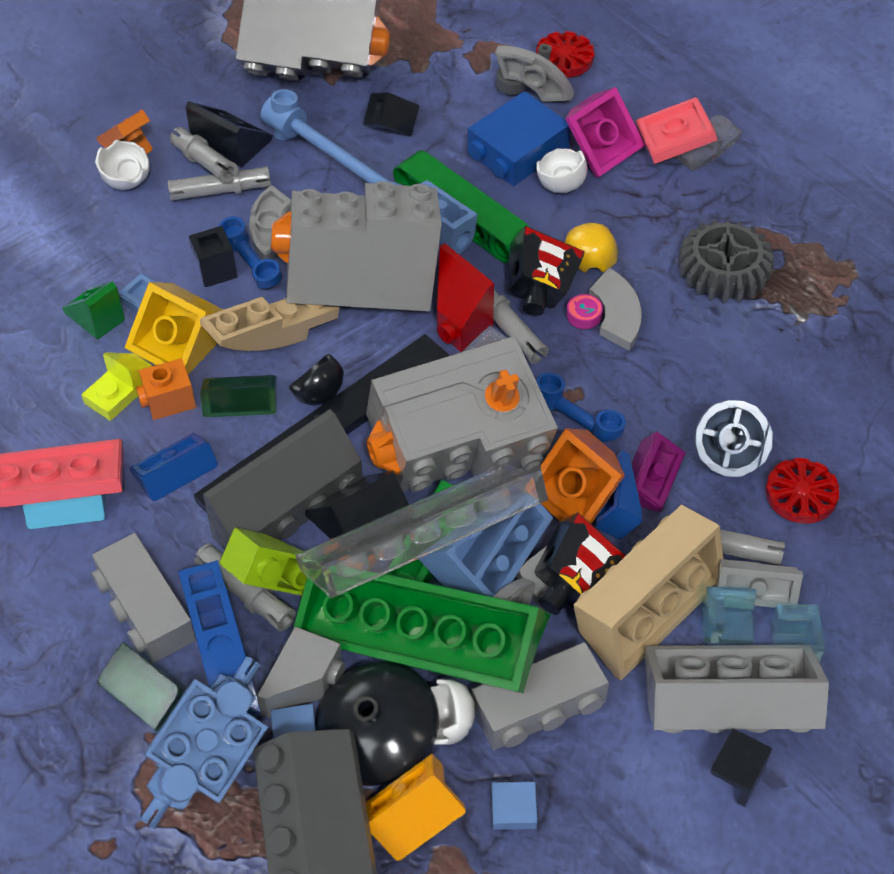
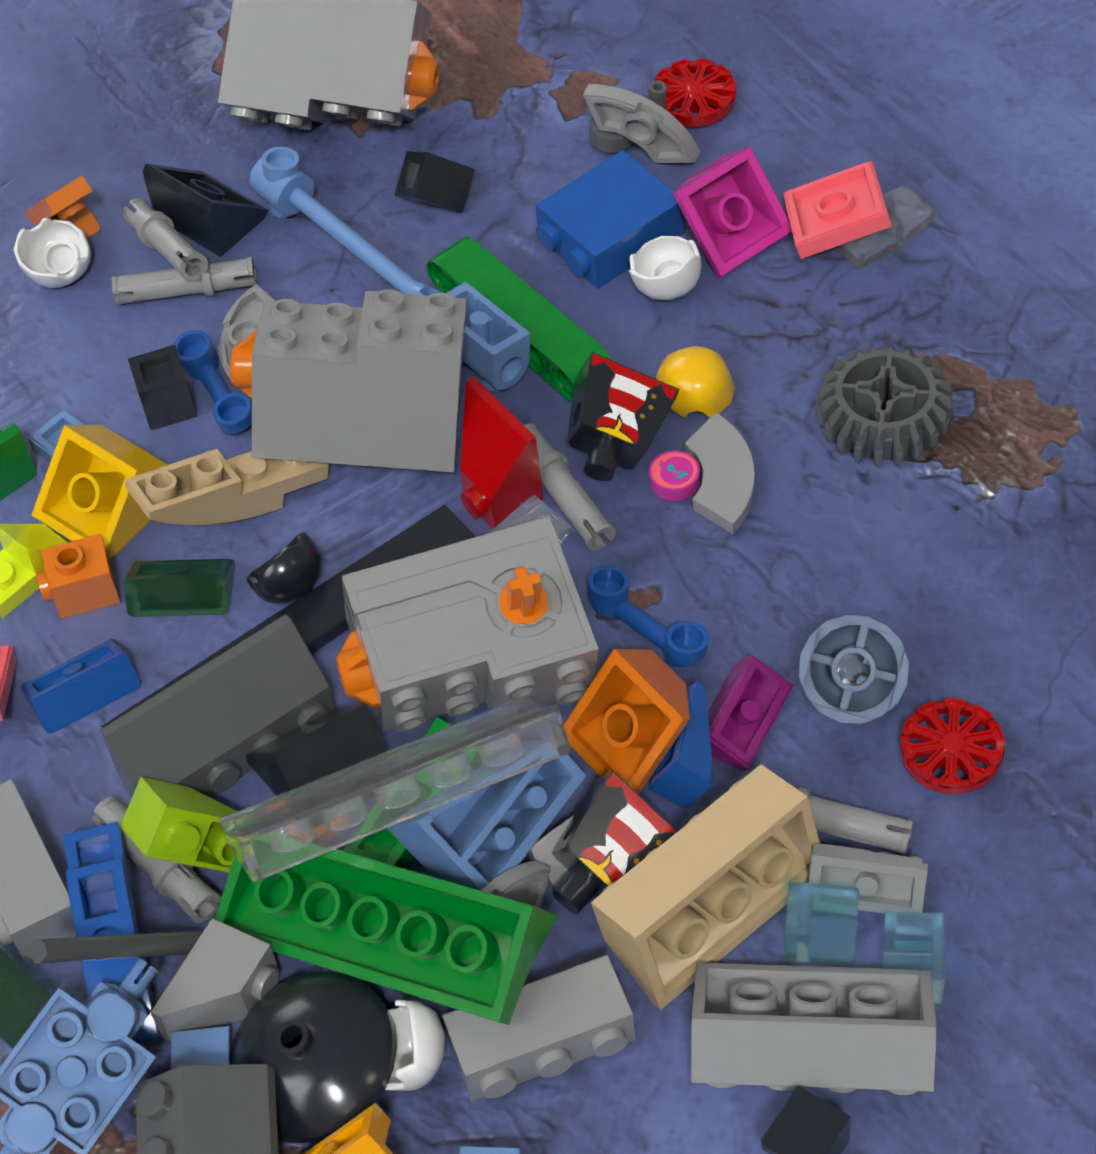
camera: 10 degrees right, 0 degrees up
(229, 648) = (112, 946): none -> dark grey bar

